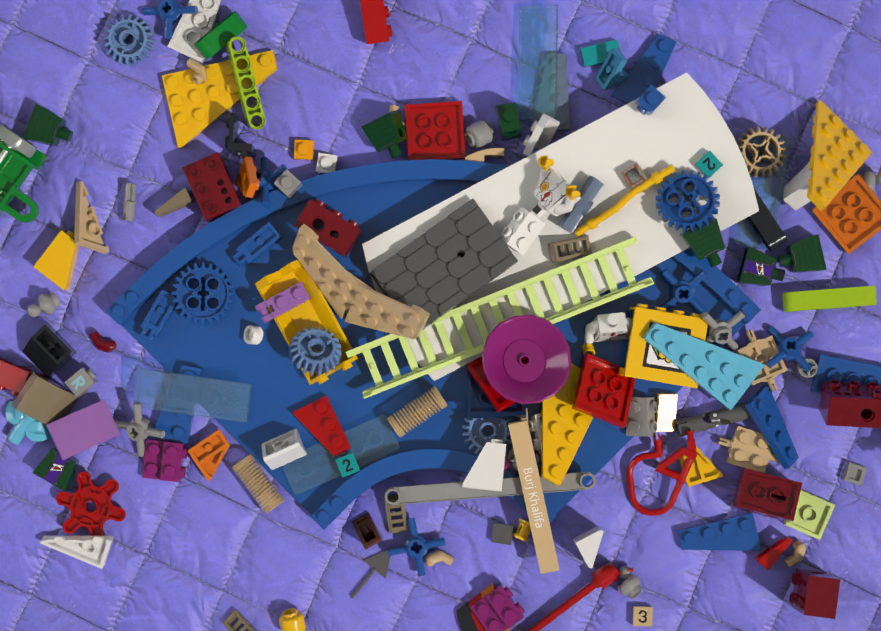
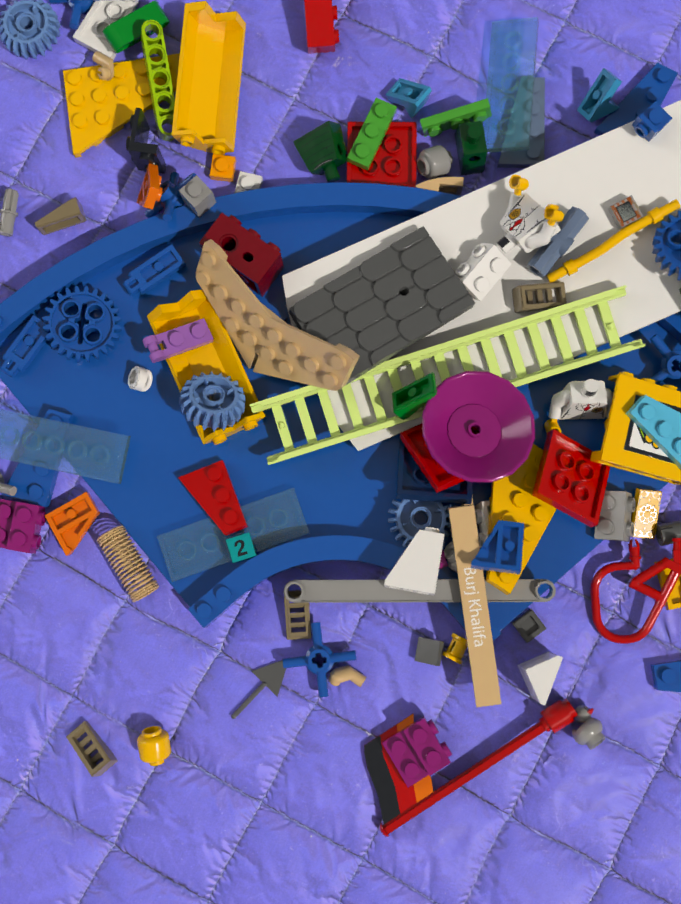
camera: 10 degrees right, 5 degrees down
(212, 186) = (106, 196): dark red piece -> none
(283, 449) = (162, 523): white slope -> none
(286, 77) = (208, 79): none -> yellow panel
(367, 530) = (259, 633): reddish brown slope -> none
(425, 115) = (372, 134): none -> bright green plate
(438, 402) = (310, 502): tan piece -> none
(453, 78) = (410, 95): none -> dark azure slope
(474, 338) = (414, 396): none -> green slope
(494, 97) = (452, 118): none -> bright green plate
(542, 134) = (513, 159): white bracket -> none
(551, 452) = (502, 549): none -> blue wing
(579, 507) = (528, 625): none -> dark grey tile
(597, 53) = (579, 81): teal tile -> none
(642, 616) = (602, 772): tan tile -> none

